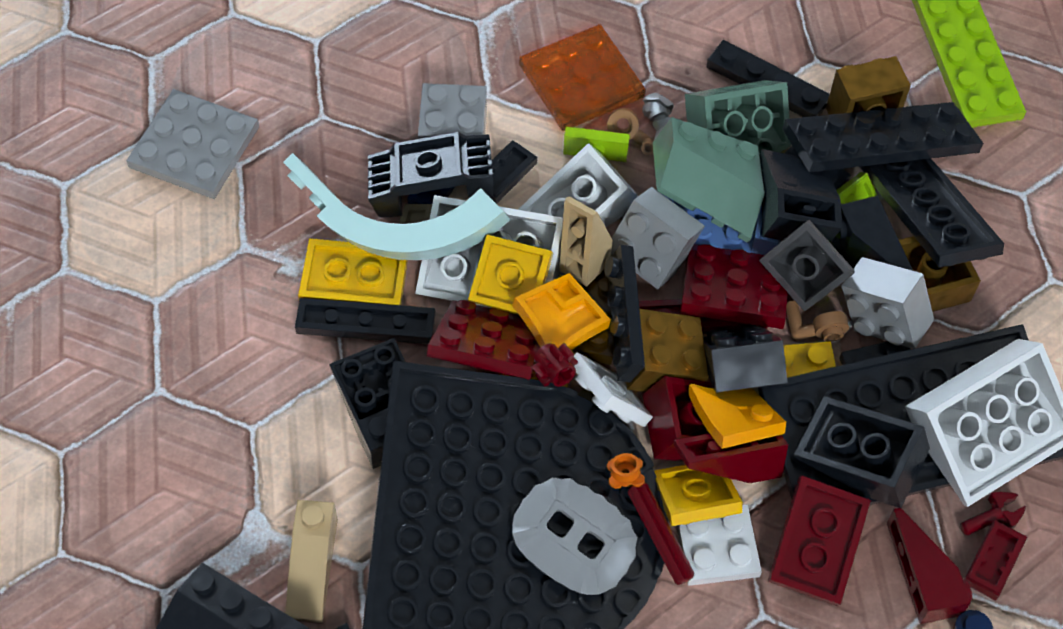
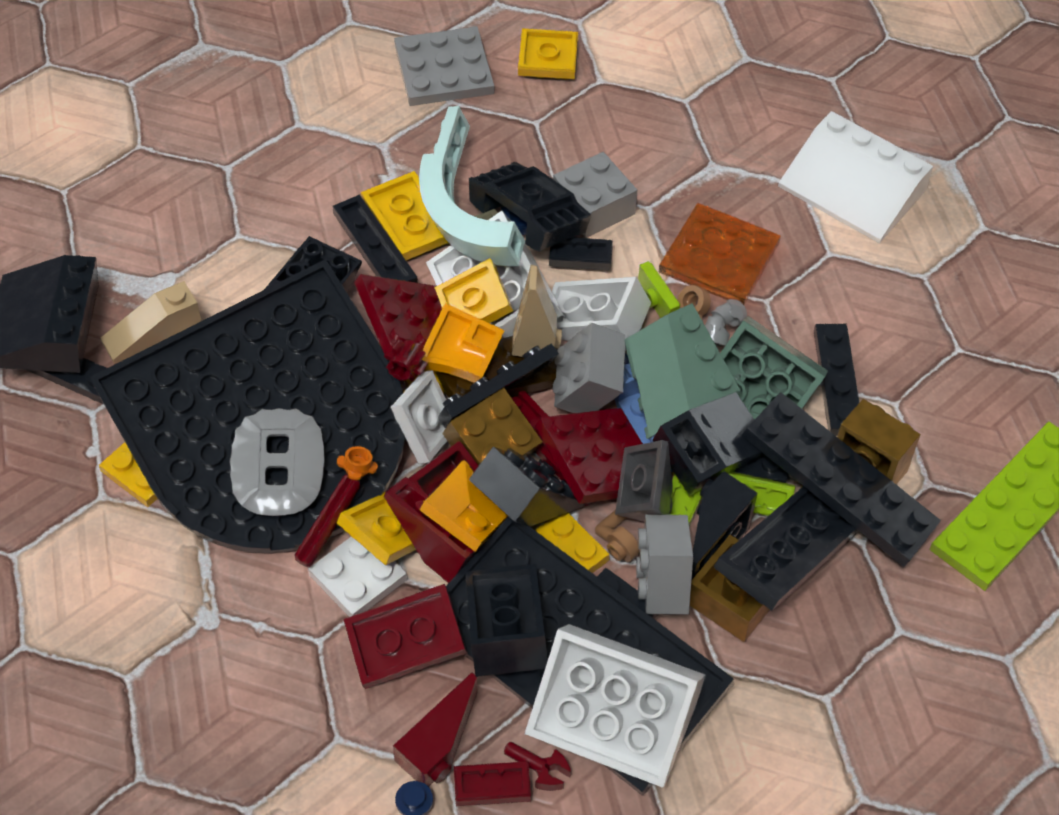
camera: 55 degrees right, 5 degrees down
(255, 57) = (548, 53): none -> yellow plate

